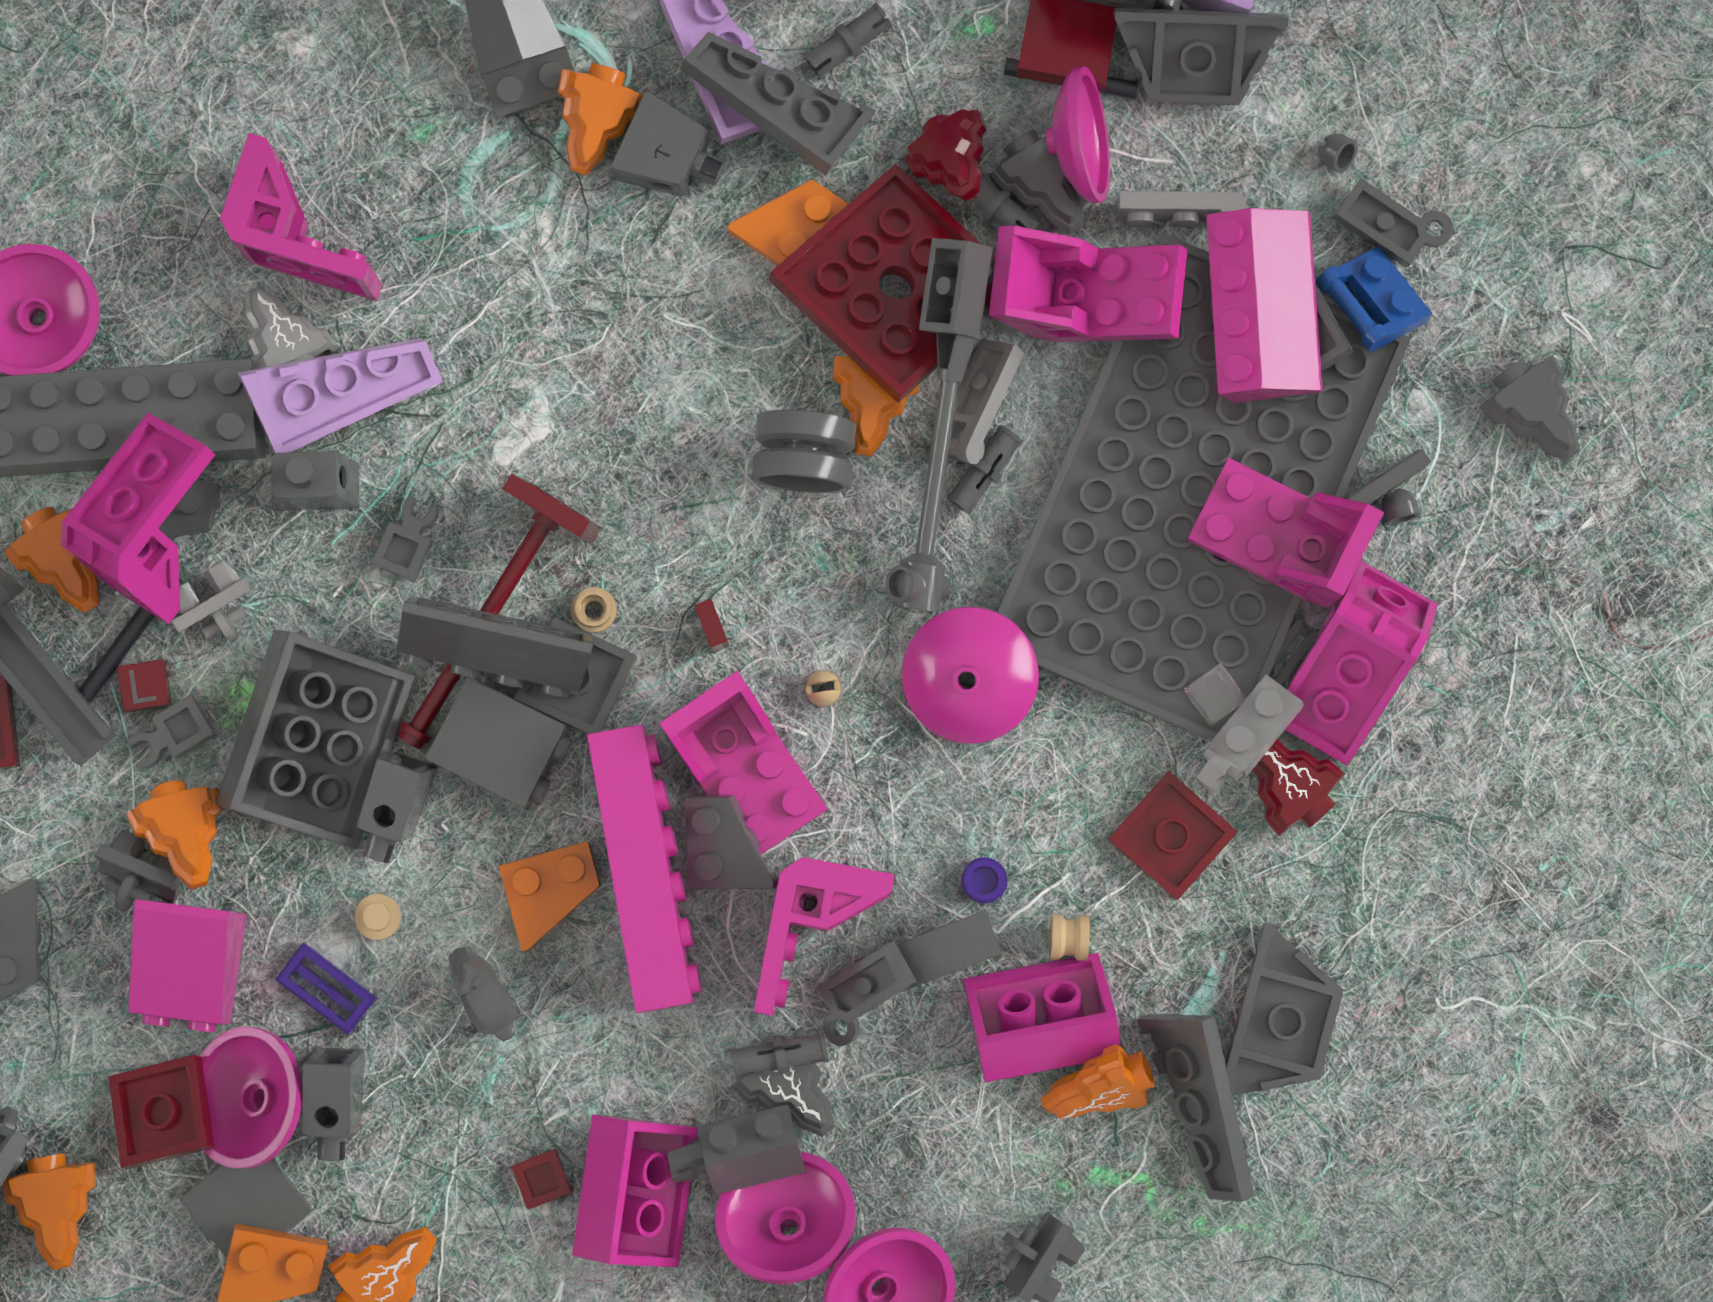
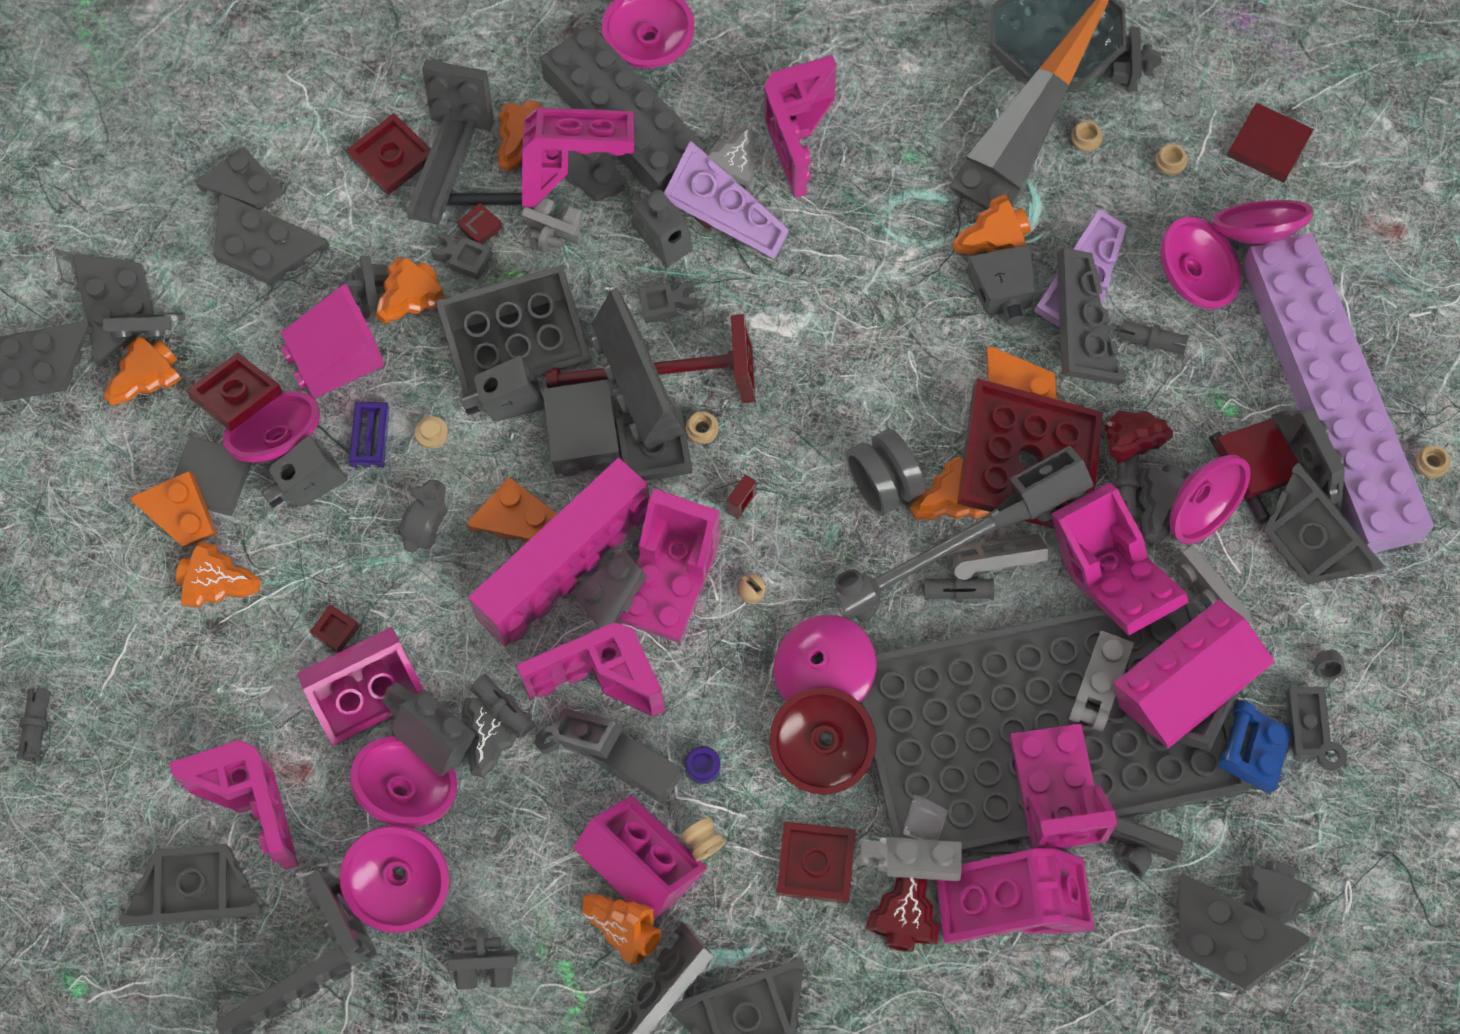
camera: 60 degrees right, 15 degrees down
(1077, 753) = (802, 754): none -> dark red dish
(1196, 400) = (1104, 668): none -> light grey plate
(1543, 475) = (1232, 936): none -> dark grey wing

